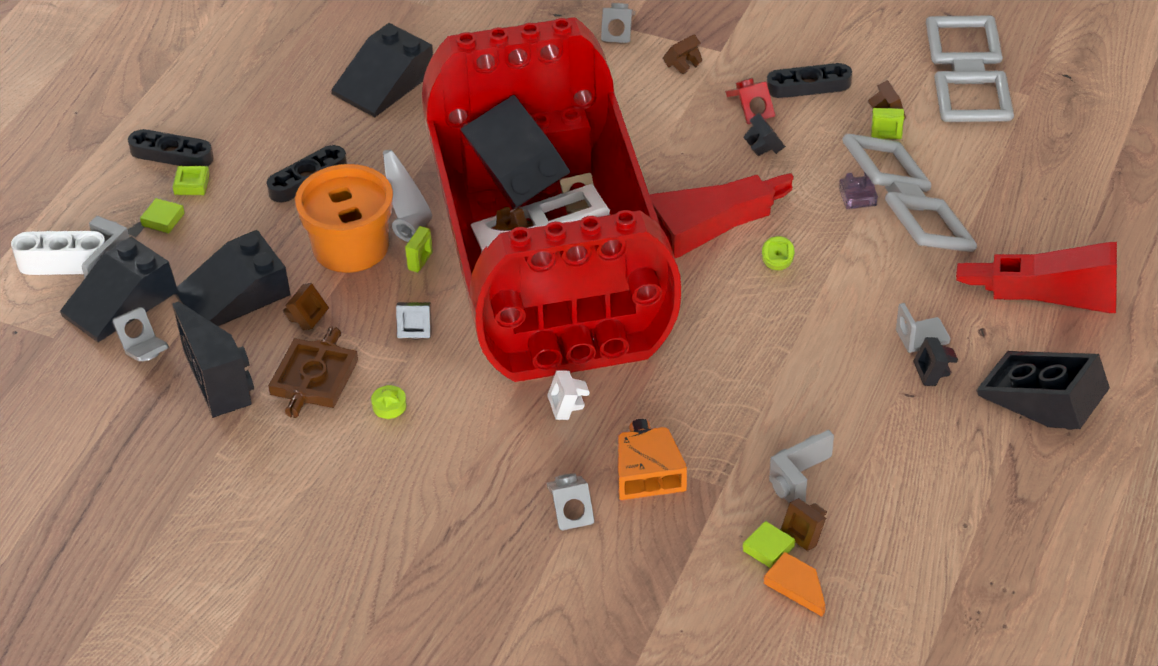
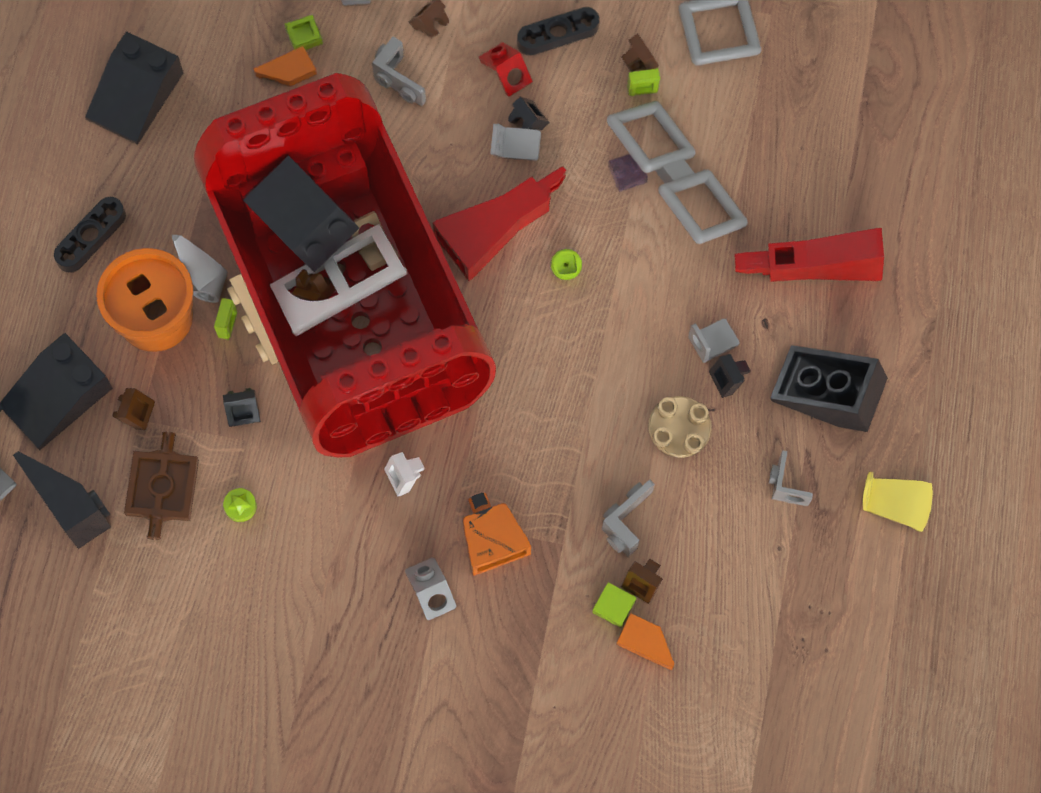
camera: 15 degrees left, 25 degrees up
(445, 246) = (240, 294): none -> tan wing
(635, 89) = (385, 62): none -> light grey bracket
(745, 154) = (515, 143): none -> light grey bracket
(872, 399) = (679, 426): none -> tan dish
(976, 463) = (782, 493): none -> light grey bracket
(1111, 499) = (899, 500): none -> light yellow piece

